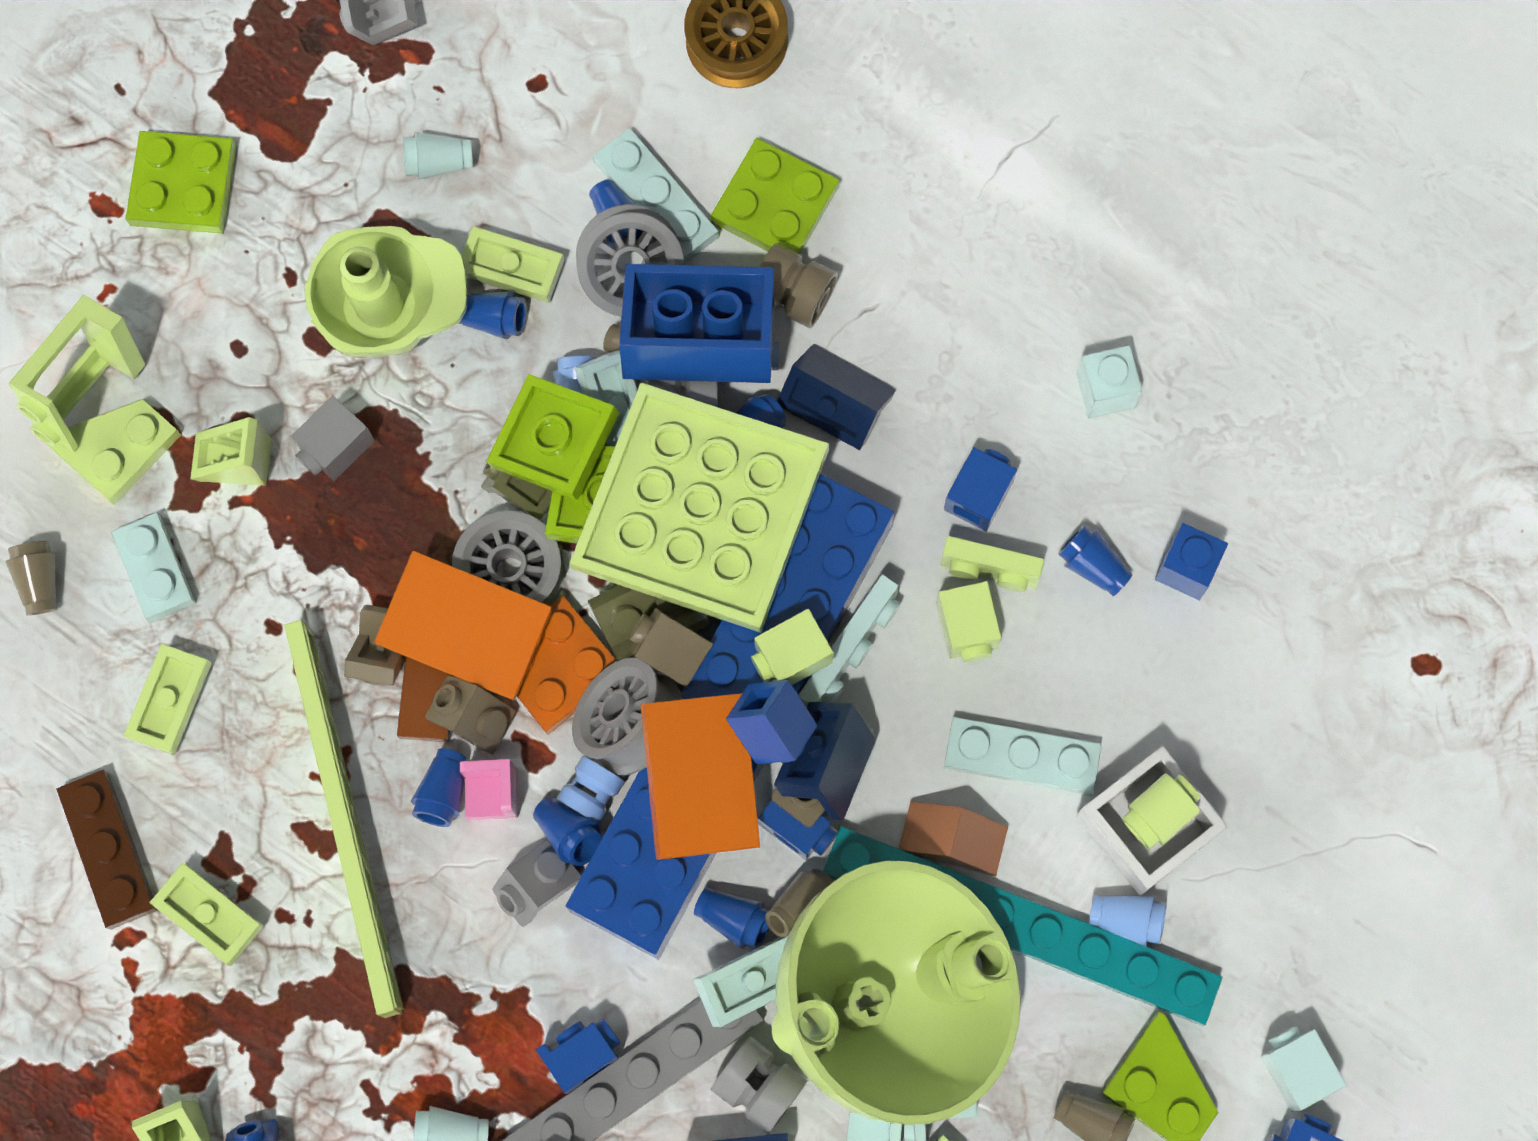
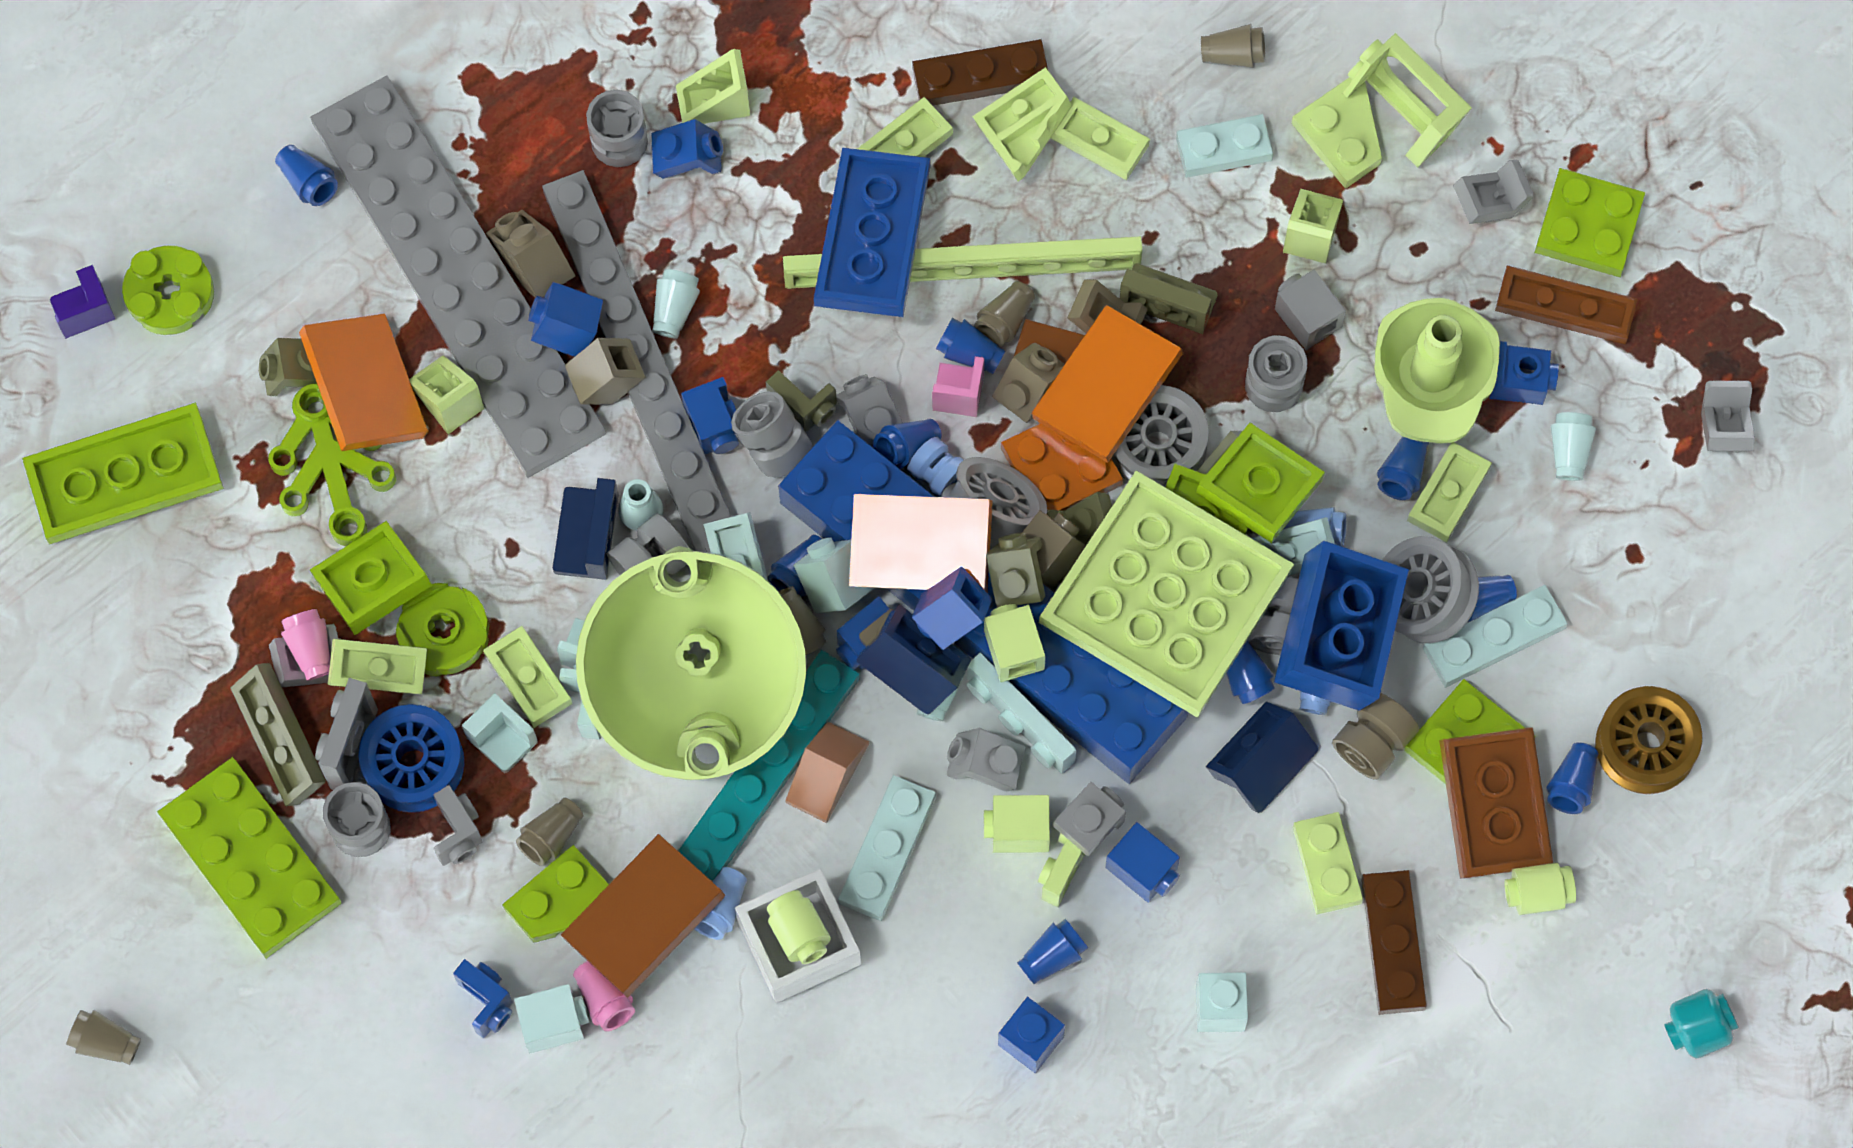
camera: 100 degrees right, 5 degrees down
(162, 784) = (1024, 121): none -> yellowish green wing
(166, 275) = (1494, 194): none -> light grey bracket
(278, 190) = (1566, 304): none -> dark orange tile
(331, 918) = (872, 232): none -> blue tile
(344, 586) = (1168, 297): none -> olive bracket
(363, 193) = (1522, 387): none -> blue brick
(395, 758) = (1005, 313): none -> dark tan cone
(415, 456) = (1276, 373): none -> light grey wheel
(545, 972) = (805, 411): none -> olive bracket
(592, 979) = (771, 433): none -> light grey wheel
(710, 665) = (1016, 570): none -> olive bracket
(715, 1119) = (638, 504): none -> light aqua cone
(744, 877) = (826, 576): none -> light aqua brick
(793, 93) = (1573, 781): none -> blue cone
(837, 158) = (1496, 802): none -> dark orange tile
(905, 674) = (985, 758): none -> light grey bracket
(914, 104) = (1540, 888): none -> yellowish green brick
(932, 313) = (1327, 863): none -> yellowish green plate
(954, 541) = (1091, 817): none -> light grey bracket
(998, 236) = (1393, 942): none -> reddish brown plate
(1172, 992) = (643, 915): none -> dark orange tile
(1261, 1019) = (603, 1000): none -> bright pink cone

